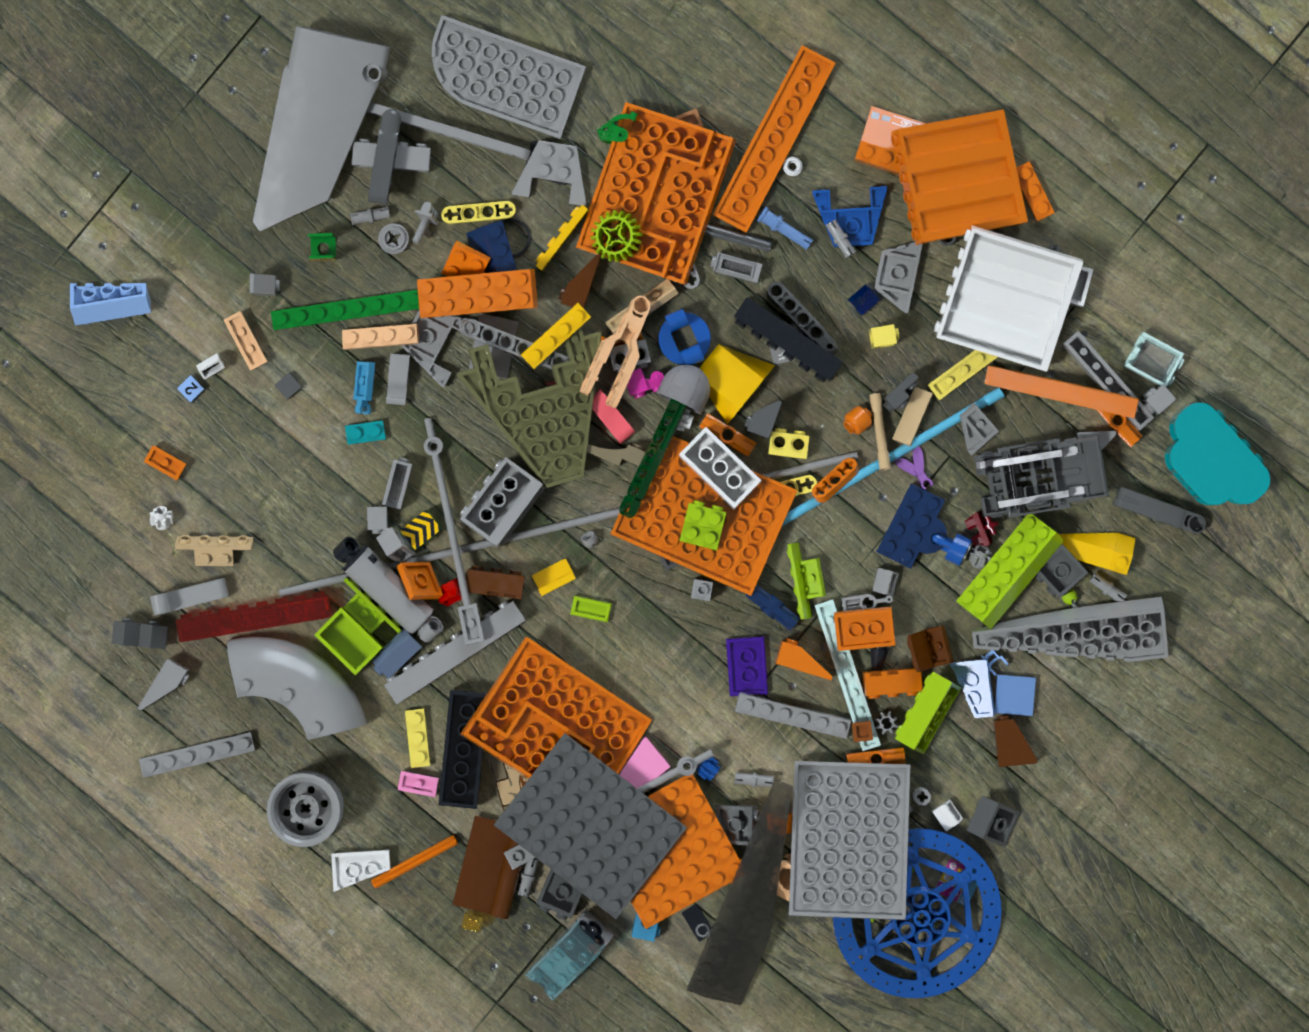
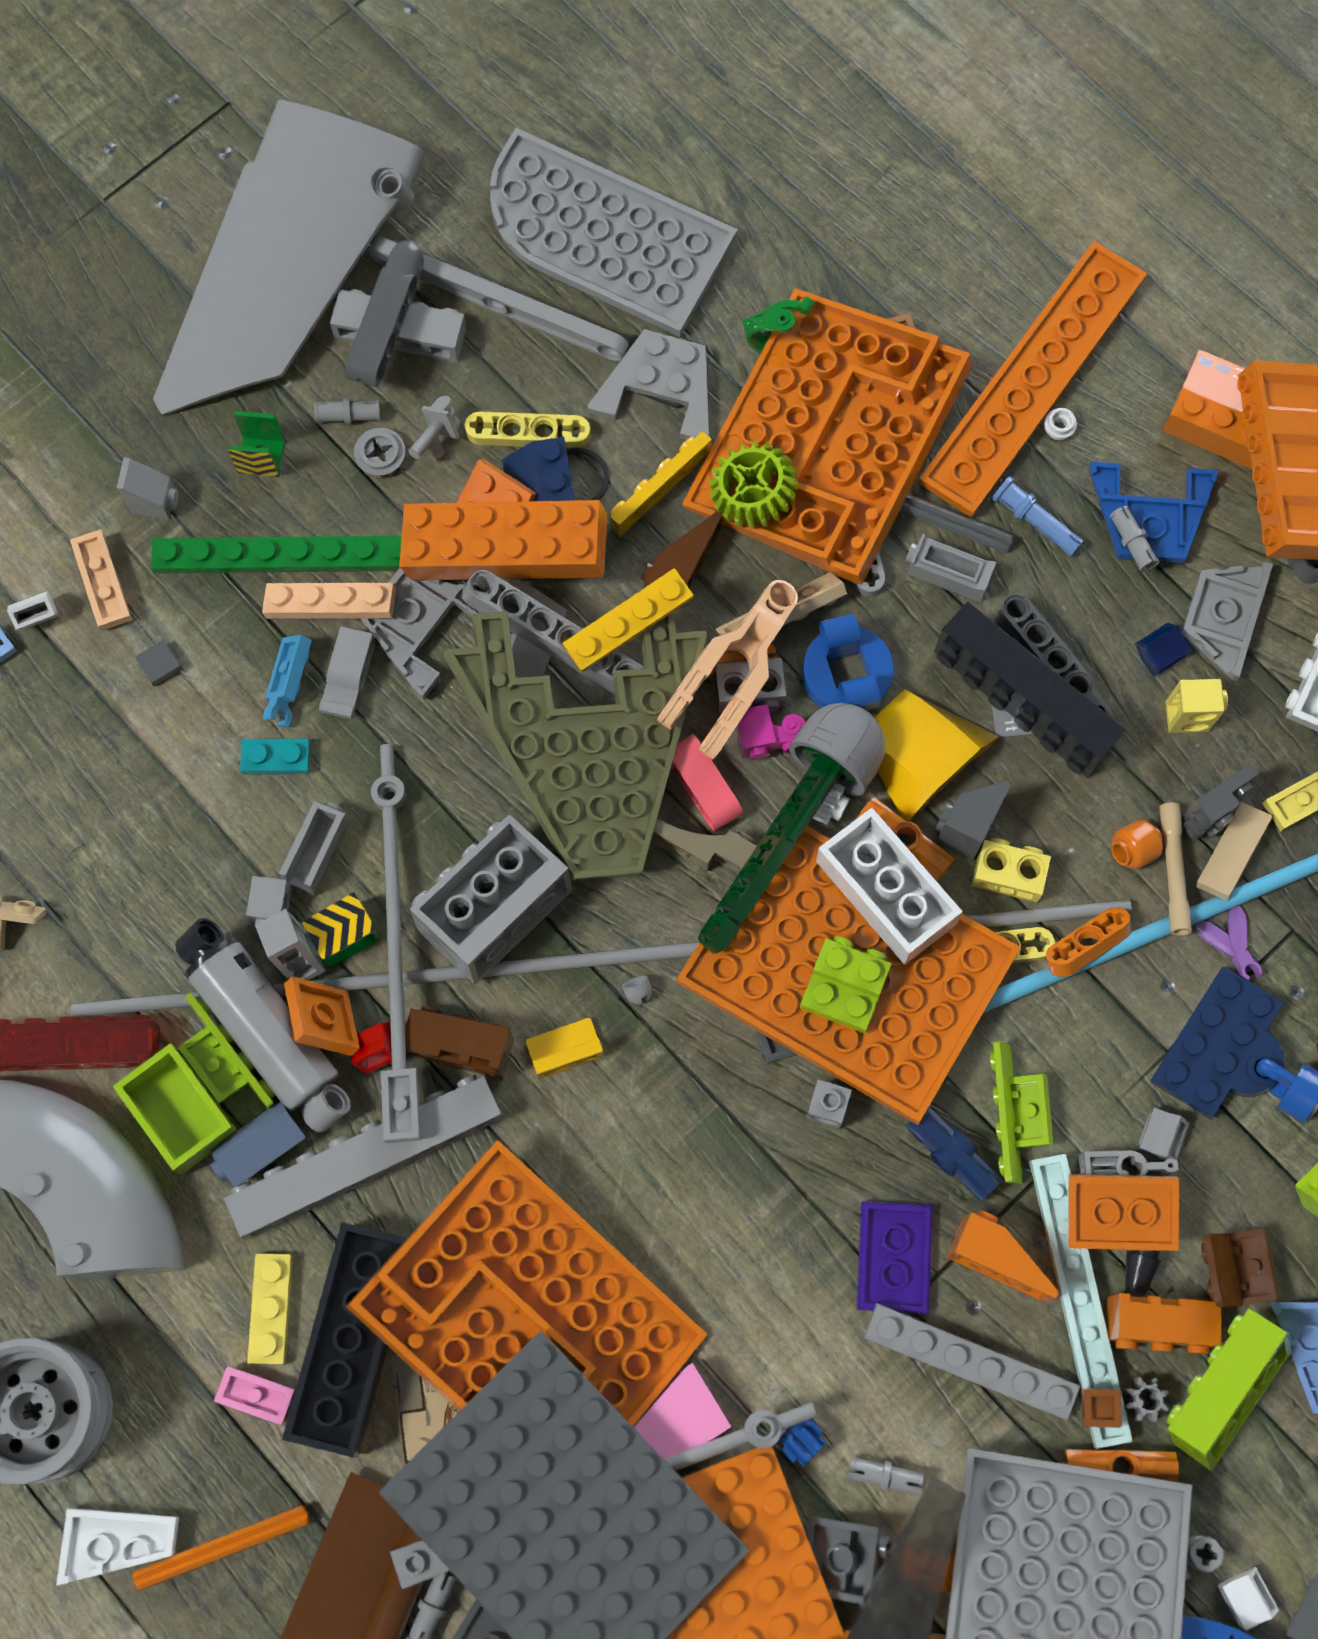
camera: 10 degrees right, 15 degrees down
(590, 609) = (622, 1114): lime tile -> none

